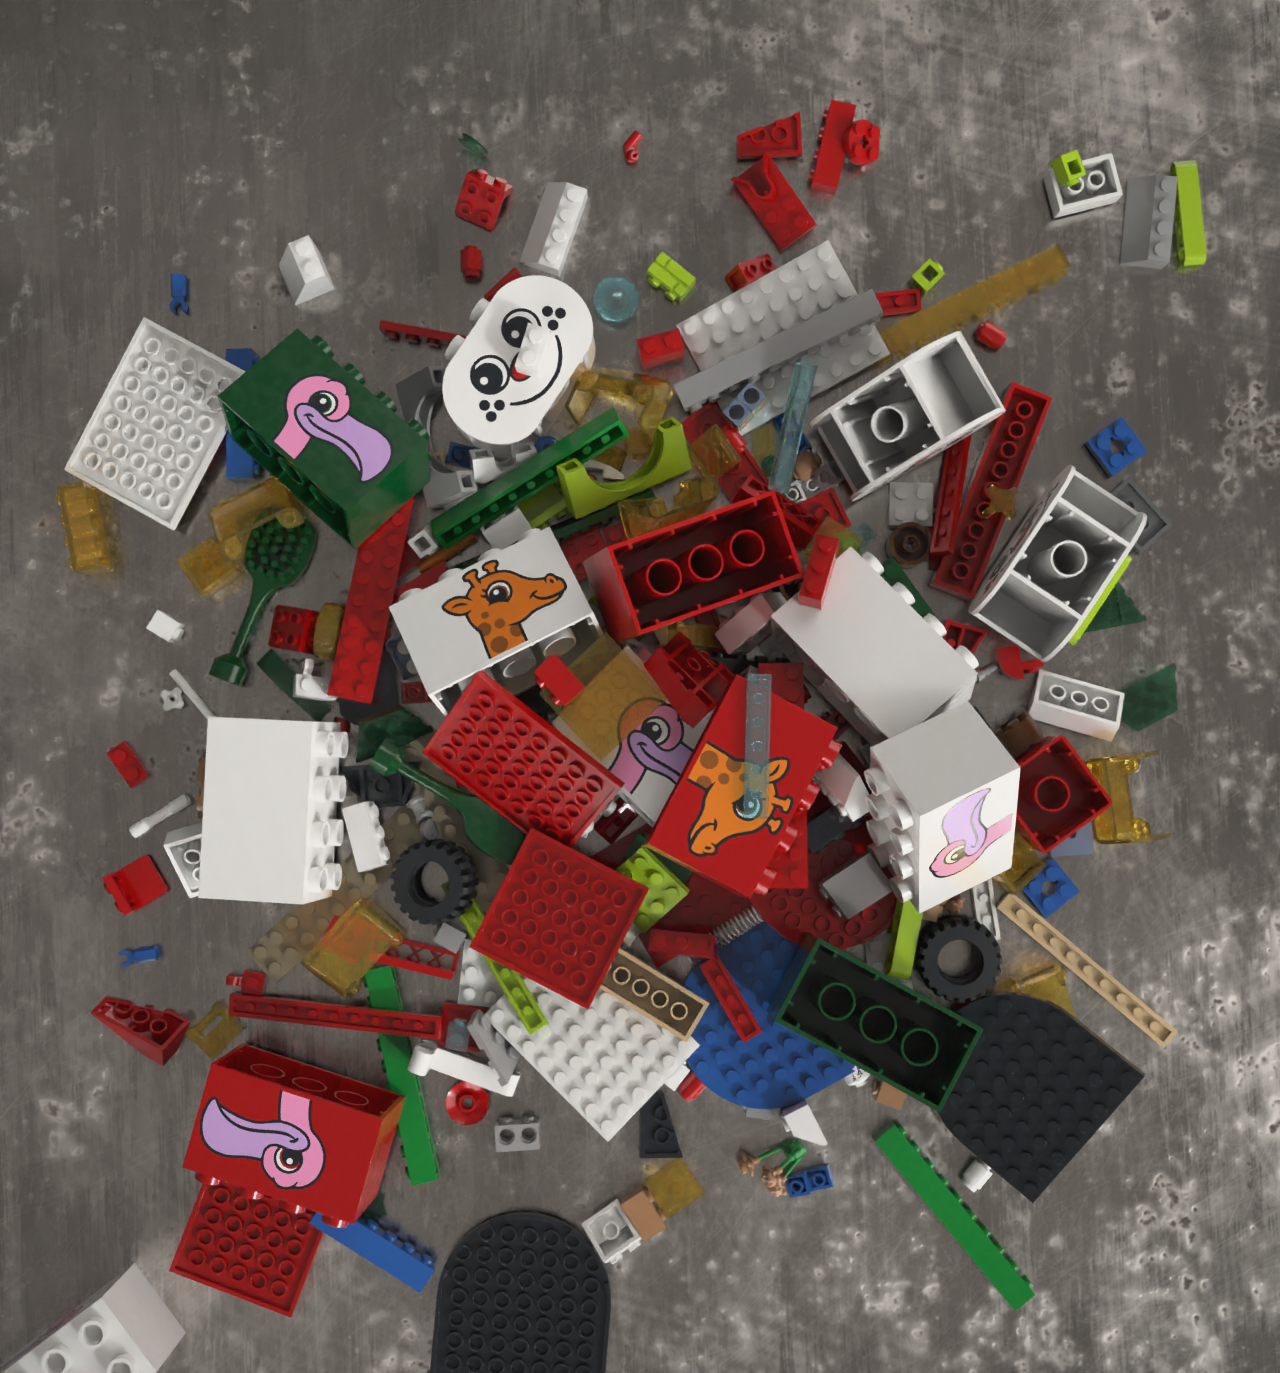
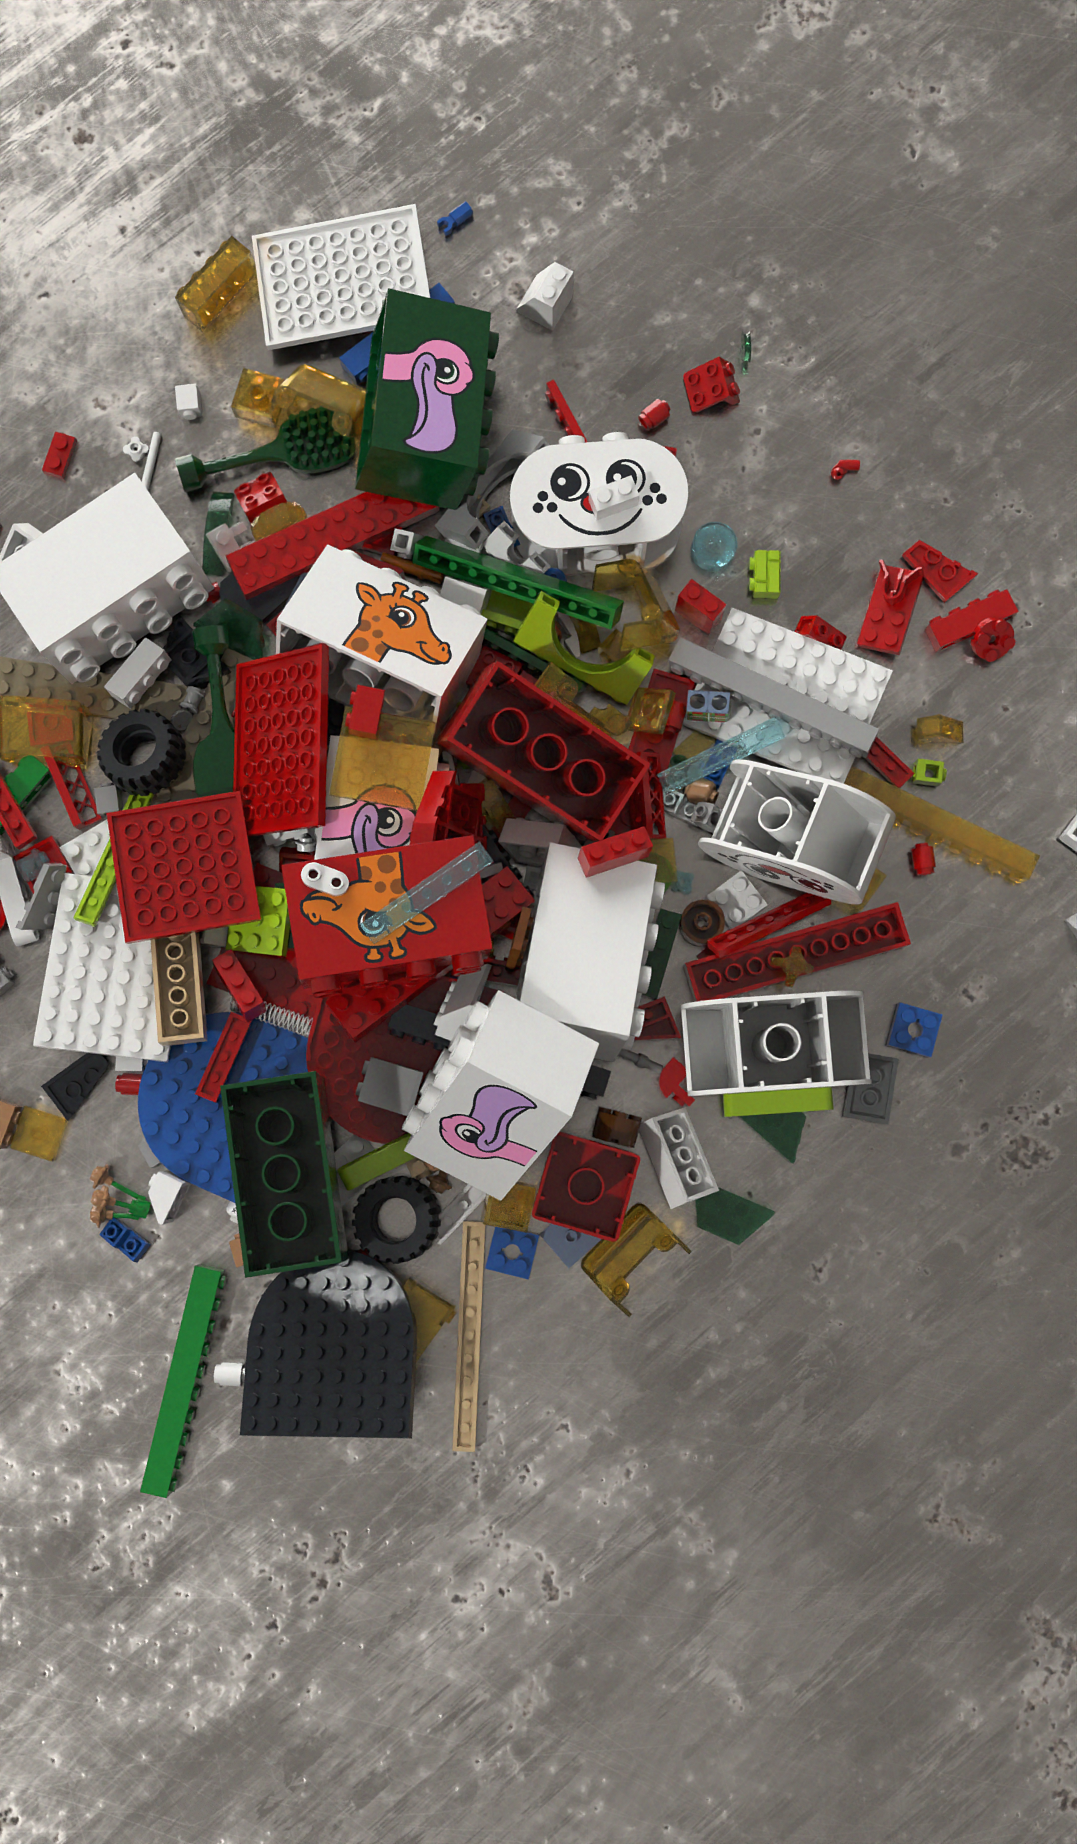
camera: 60 degrees right, 5 degrees down
(171, 808) = (25, 504): white piece -> none
(554, 227) = (733, 457): white slope -> none
(686, 817) = (324, 880): none -> white plate
(824, 701) = (520, 939): none -> dark orange plate
(825, 505) = (682, 832): red plate -> none
(900, 241) = (939, 729): none -> clear yellow slope

